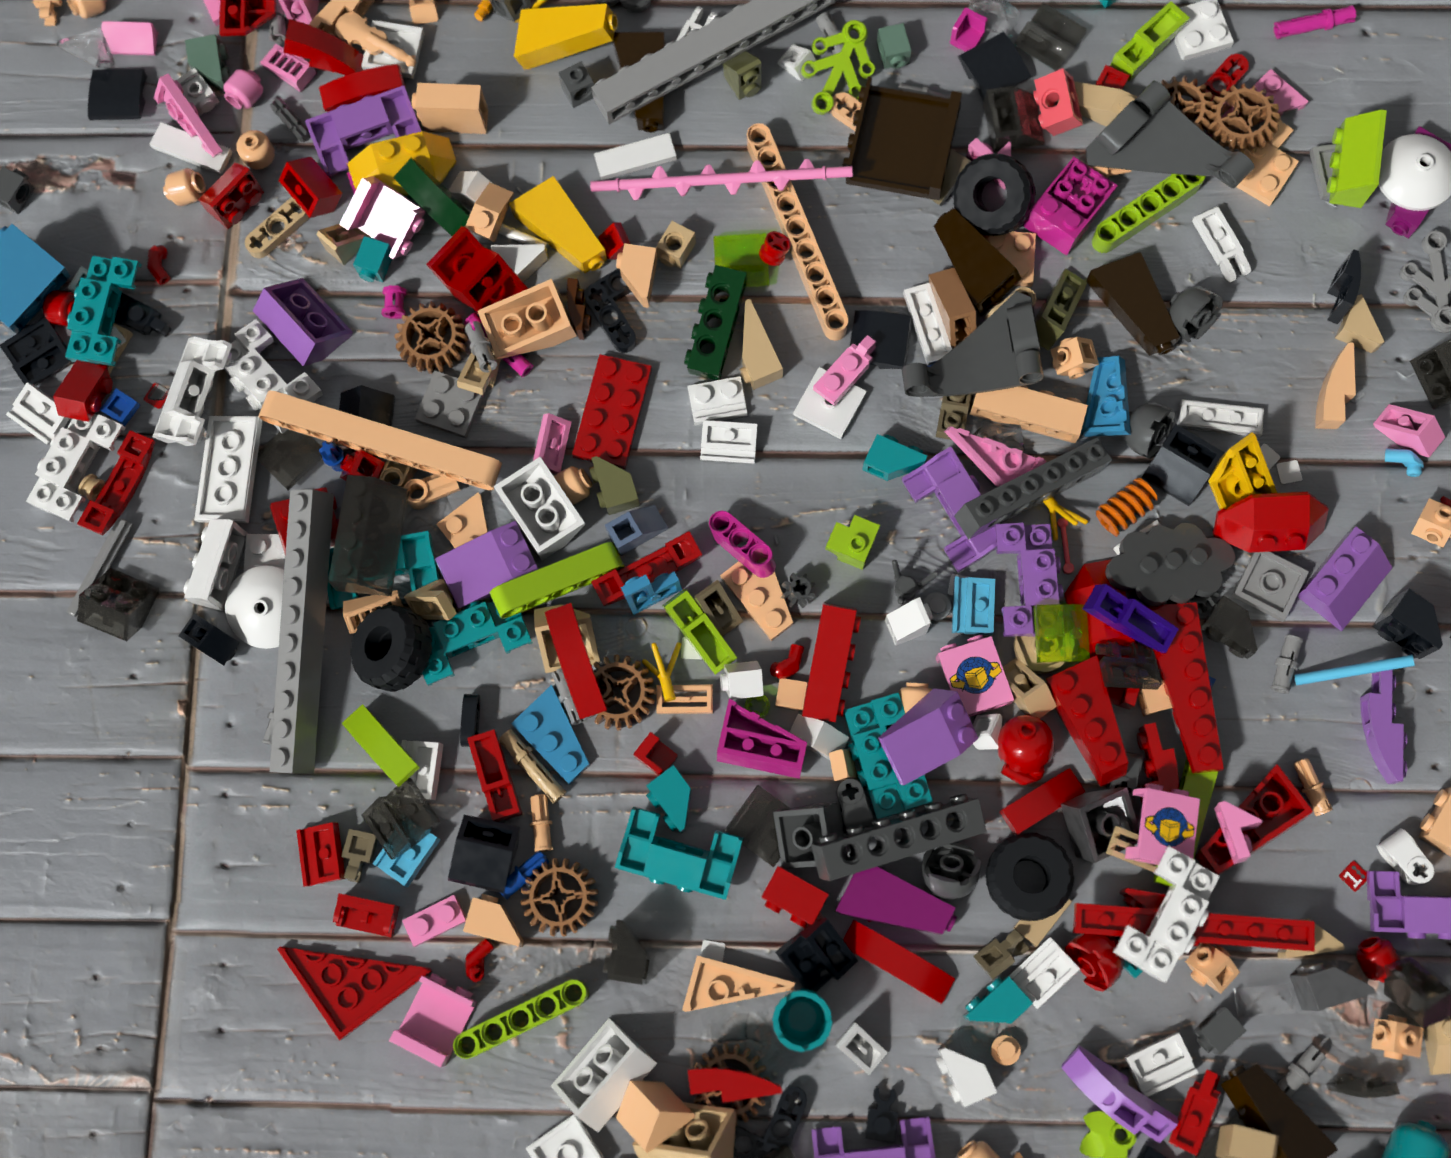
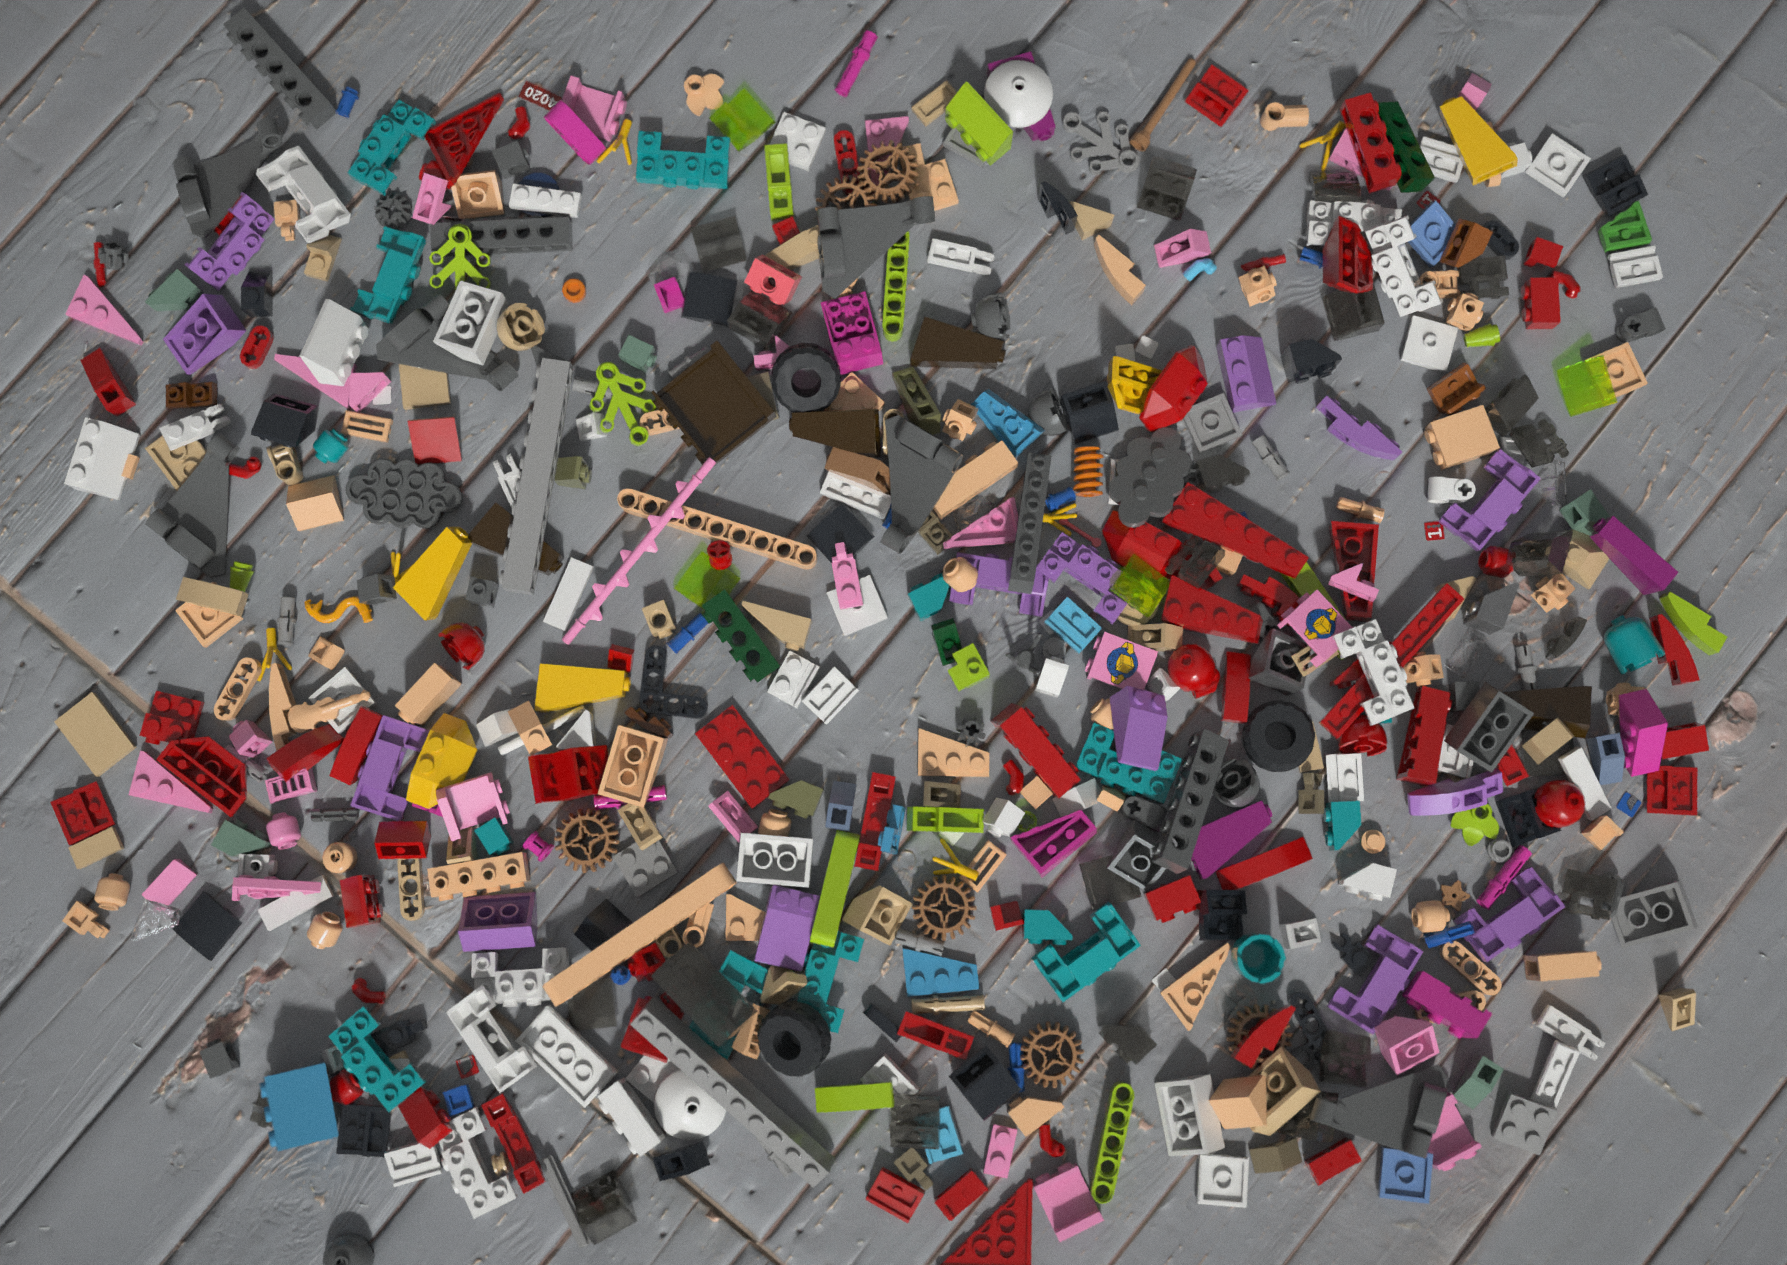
camera: 55 degrees left, 5 degrees up
(330, 273) = (479, 875): none -> light nougat brick
(432, 196) = (486, 759): dark green slope -> none
(480, 346) = (627, 812): light grey pin -> none
(521, 104) = (463, 643): none -> red cylinder
(575, 661) = (904, 920): red slope -> none
(638, 270) = (659, 660): light nougat slope -> none
(681, 279) = (687, 633): none -> blue axle
(746, 554) = (900, 740): dark pink beam -> none
(864, 500) = (946, 640): none -> dark green slope
(932, 462) = (960, 574): none -> light nougat head
(1080, 502) = (1060, 498): none -> blue pin
(1130, 618) = (1167, 534): dark purple slope -> none
(1148, 1020) = (1424, 737): none -> red wedge
(1210, 1074) = (1488, 727): none -> dark grey slope
(1220, 417) = (1076, 359): white tile -> none
(1333, 113) = (934, 103): none -> tan tile
(1354, 670) = (1309, 420): medium azure bar -> none

